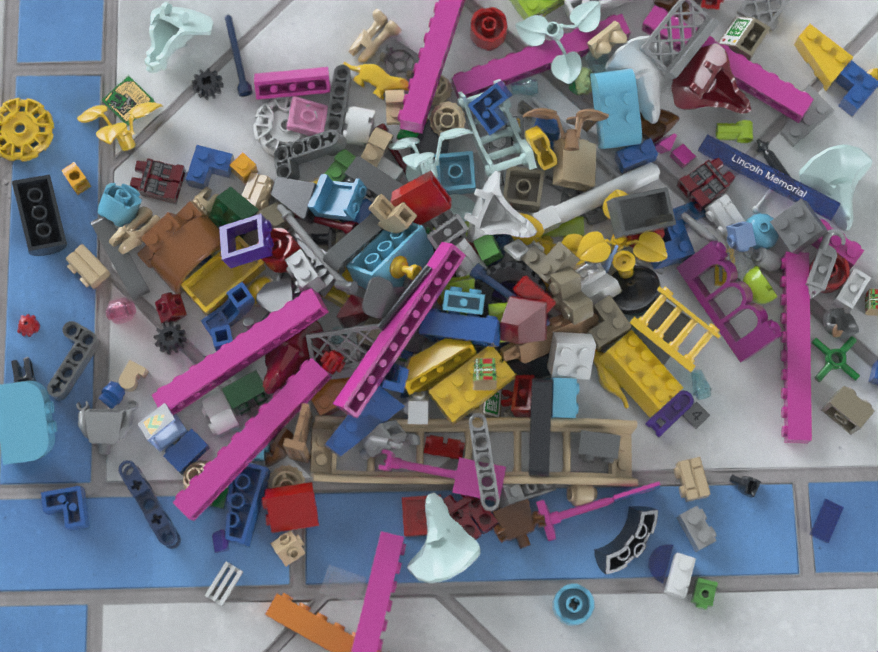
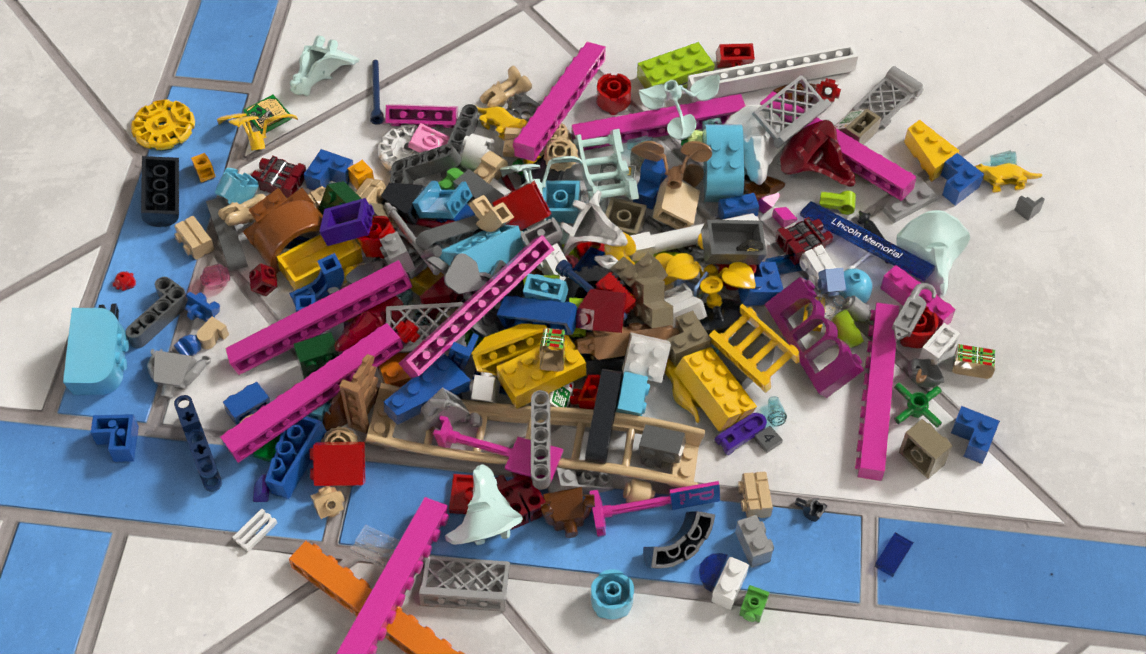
camera: 10 degrees right, 20 degrees down
(113, 350) = (199, 308): none -> blue hips
(162, 341) = (256, 305): black gear -> none
(162, 427) = (232, 385): piece -> none
(207, 78) = (343, 108): black gear -> none
(220, 414) = (287, 373): white brick -> none
(400, 267) = (490, 256): yellow piece -> none
(404, 297) = (487, 277): black bar -> none
(435, 446) = (498, 432): red hinge -> none
(438, 625) = (464, 597): none -> light grey fence
(486, 107) = (600, 143): blue brick -> none
(488, 249) = (579, 257): bright green panel -> none
(541, 147) = (644, 178): yellow brick -> none
(606, 39) = (722, 109): tan tile -> none
(699, 228) = (788, 268): light grey plate -> none
(799, 226) = (890, 276): flat silver brick -> none

